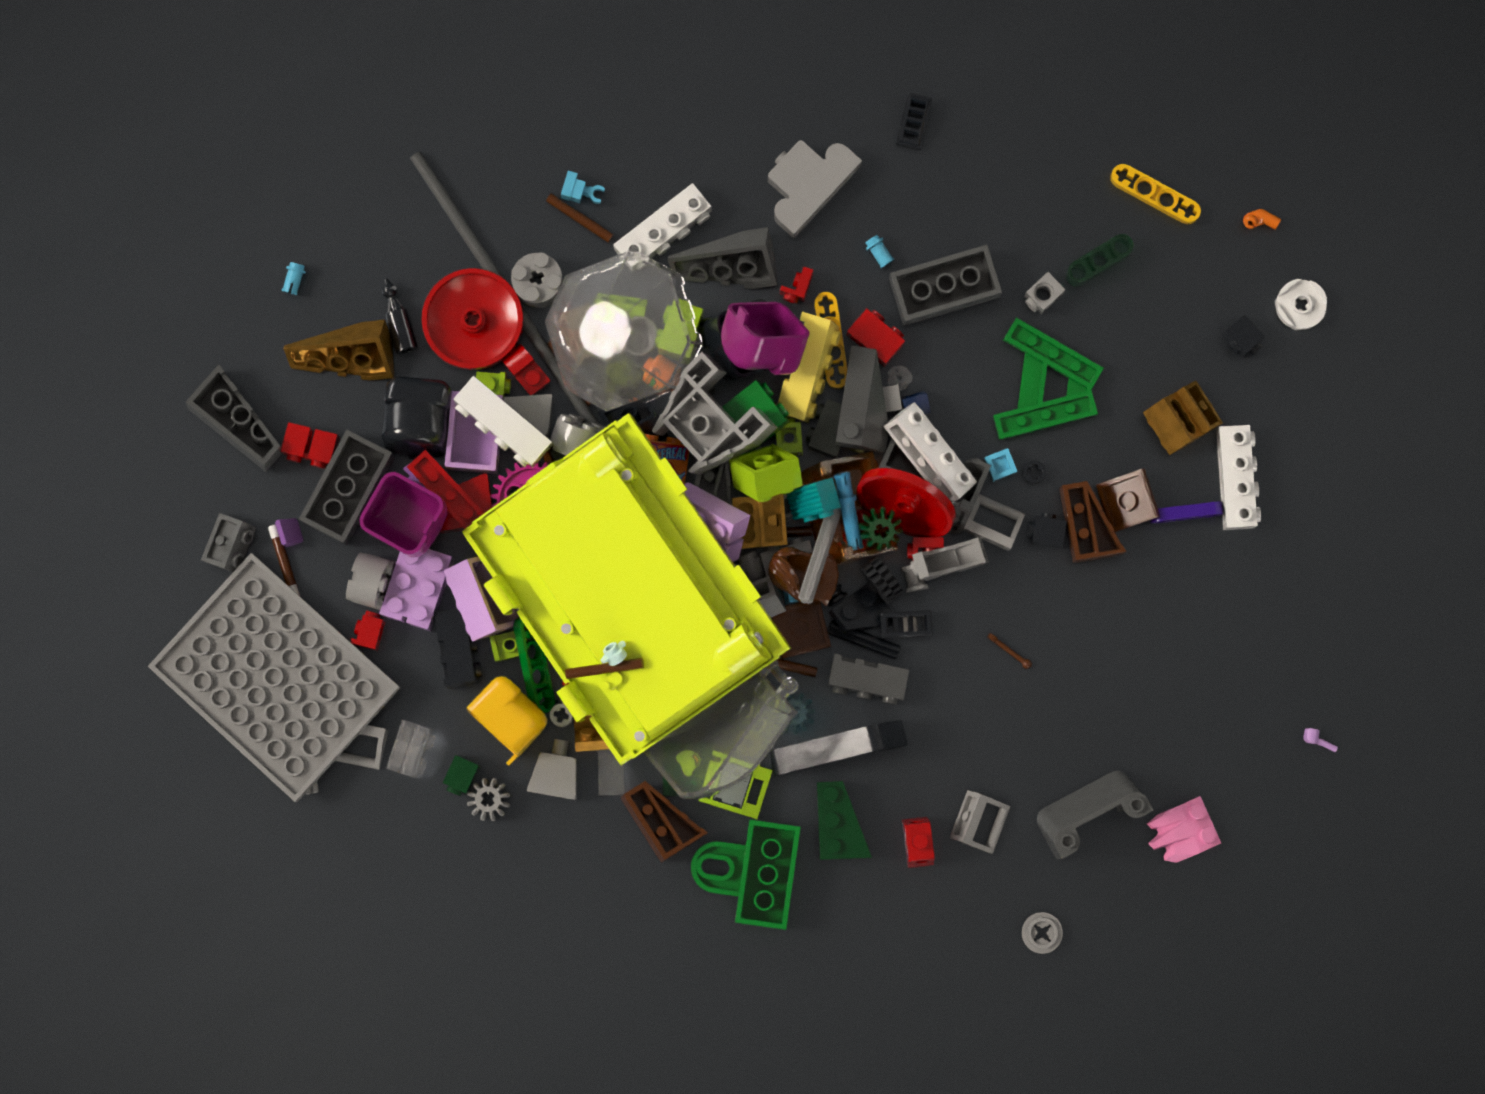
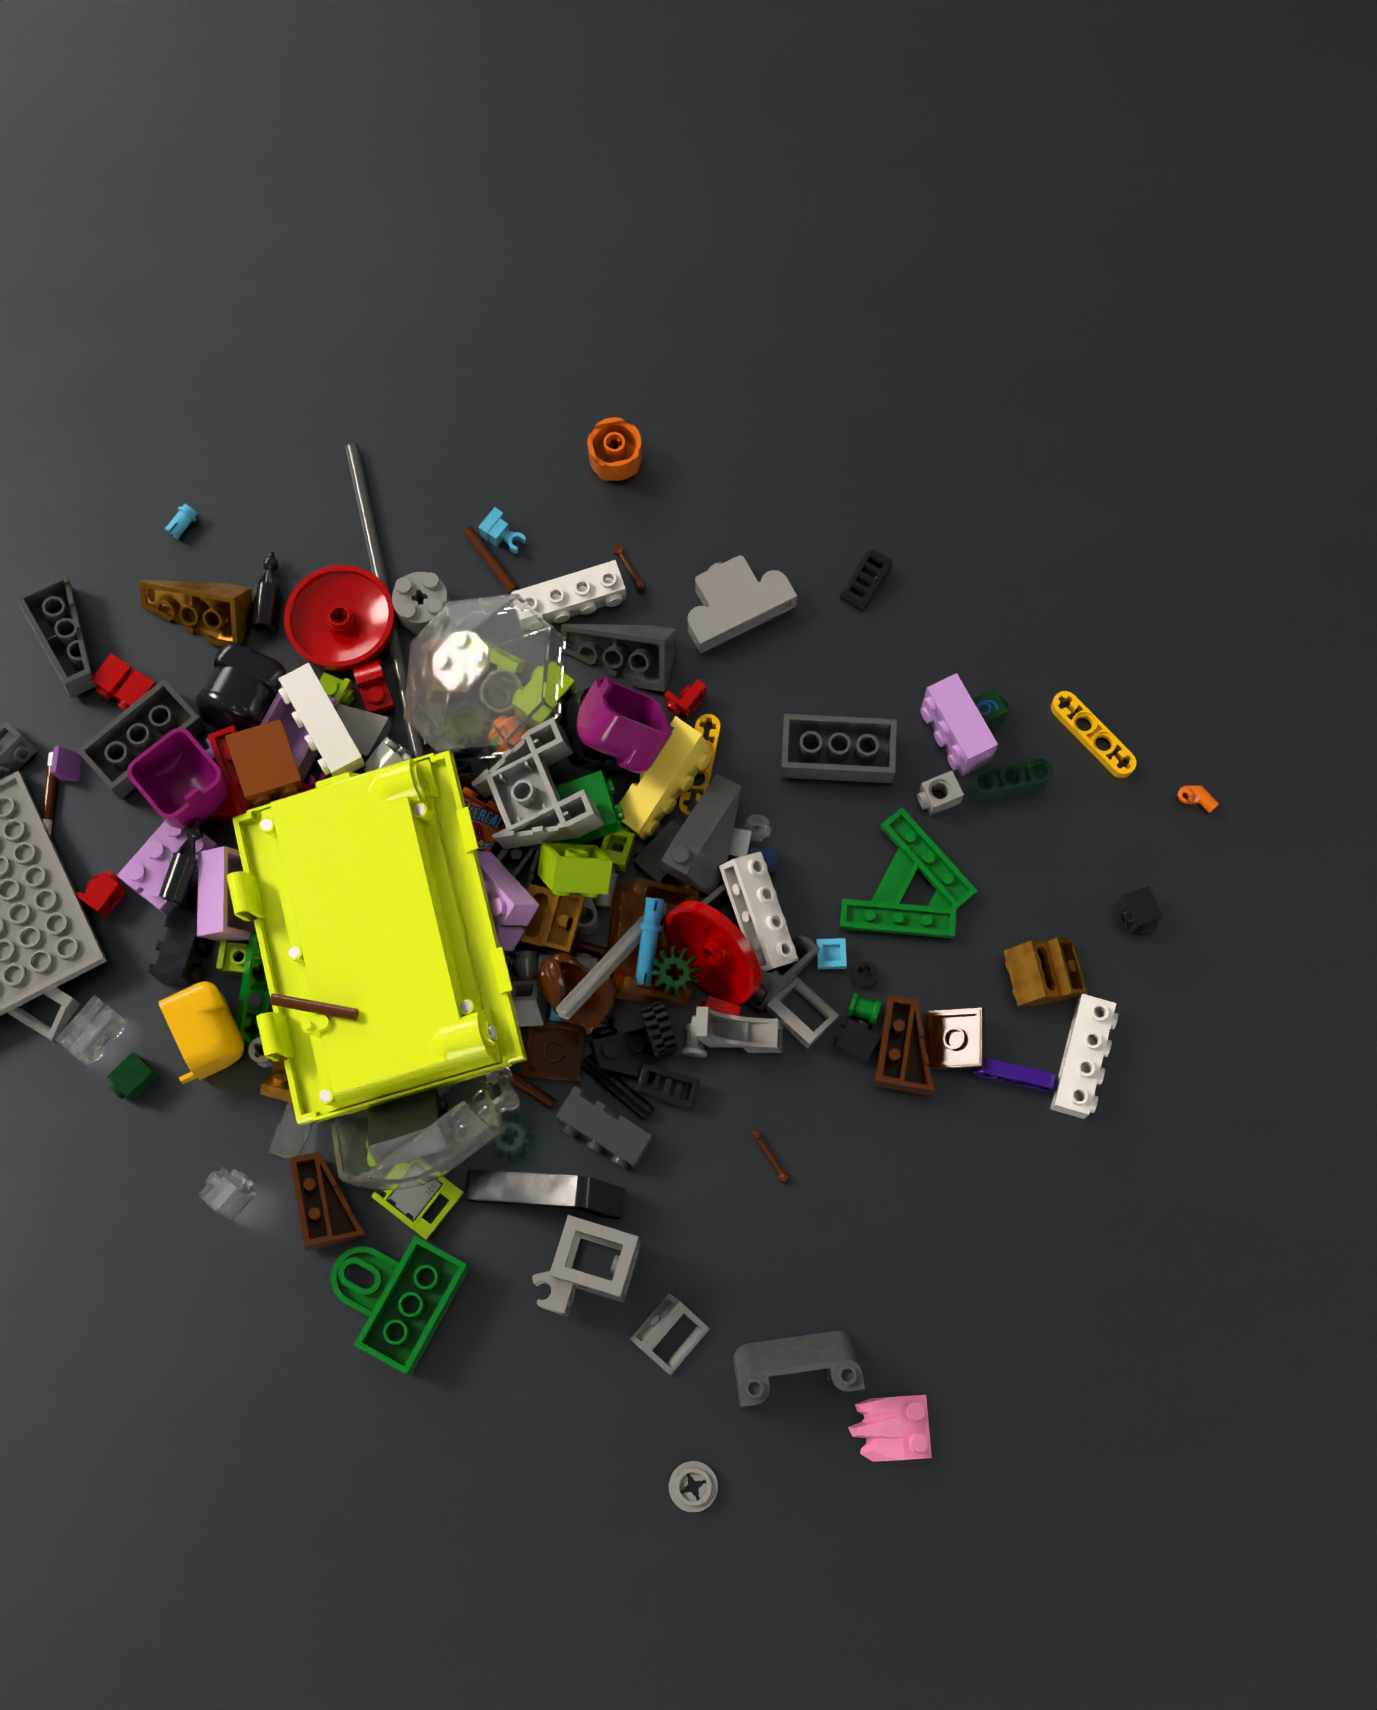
camera: 20 degrees right, 10 degrees down
(369, 580) = (120, 837): light grey brick -> none
(435, 587) = (182, 866): none -> black wheel
(469, 475) = (264, 763): none -> dark orange brick
(497, 799) = (141, 1109): light grey gear -> none
(555, 773) = (231, 1111): light grey torso -> none
(582, 839) = (227, 1192): none -> clear brick
(614, 653) = (329, 992): light aqua plate -> none
(655, 65) = (615, 449): none -> orange brick
(688, 169) = (618, 550): none -> reddish brown hinge
(712, 735) = (401, 1120): none -> black brick
(814, 500) = (615, 915): teal brick -> none
(837, 824) = (509, 1283): dark green wedge -> none
(873, 333) = (745, 769): red brick -> none
(879, 251) = (783, 693): medium azure pin -> none
(884, 811) = (565, 1280): none -> light grey piece
(918, 842) = (591, 1331): red torso -> none
(1039, 229) = (958, 725): none -> lavender piece
(1044, 501) = (864, 1008): none -> green bush
(1058, 206) = (992, 707): none -> dark green brick
(1312, 736) = (1074, 1373): lavender hand -> none
(1315, 306) = (1220, 884): white plate -> none

